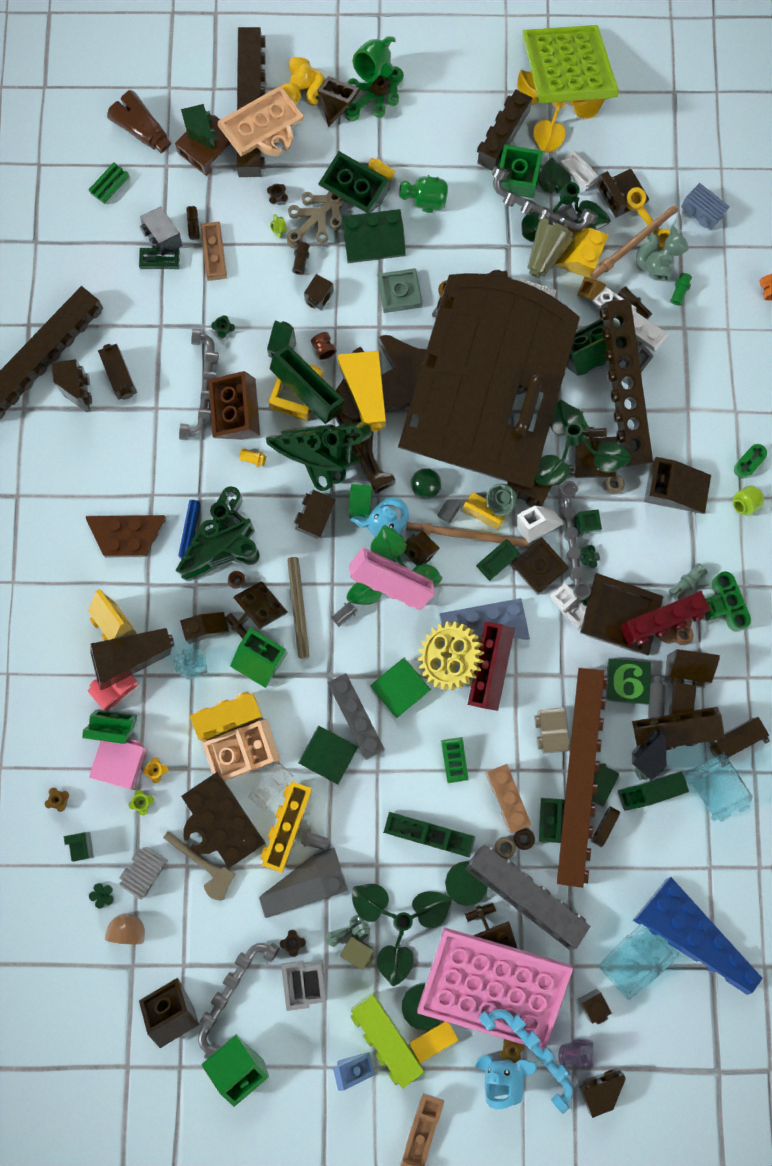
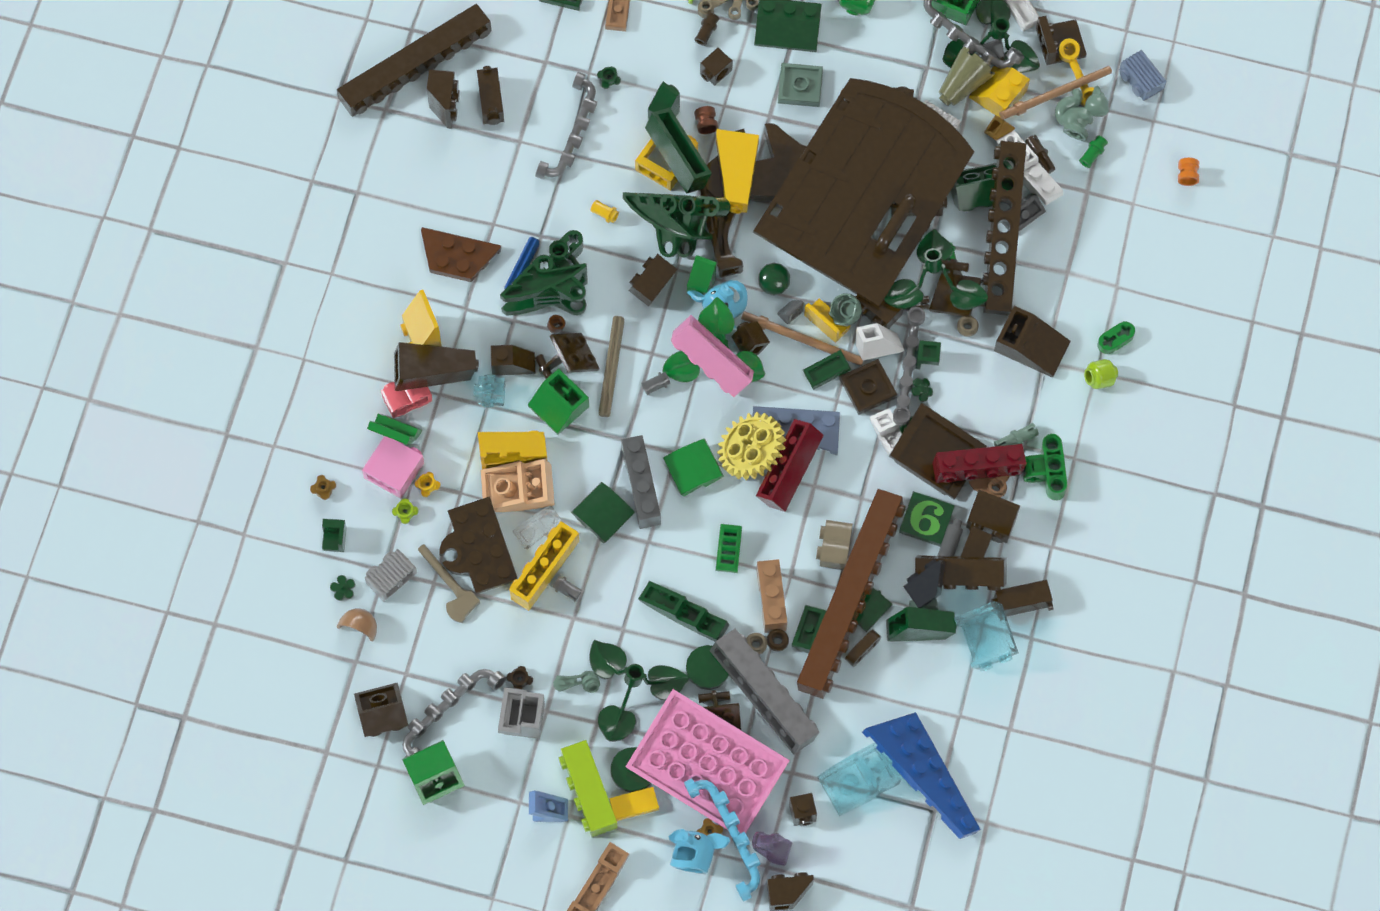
camera: 15 degrees right, 10 degrees down
(234, 406) = (599, 157): reddish brown slope -> none
(308, 883) = (552, 627): dark grey wedge -> none
(358, 953) = (581, 701): olive brick -> none

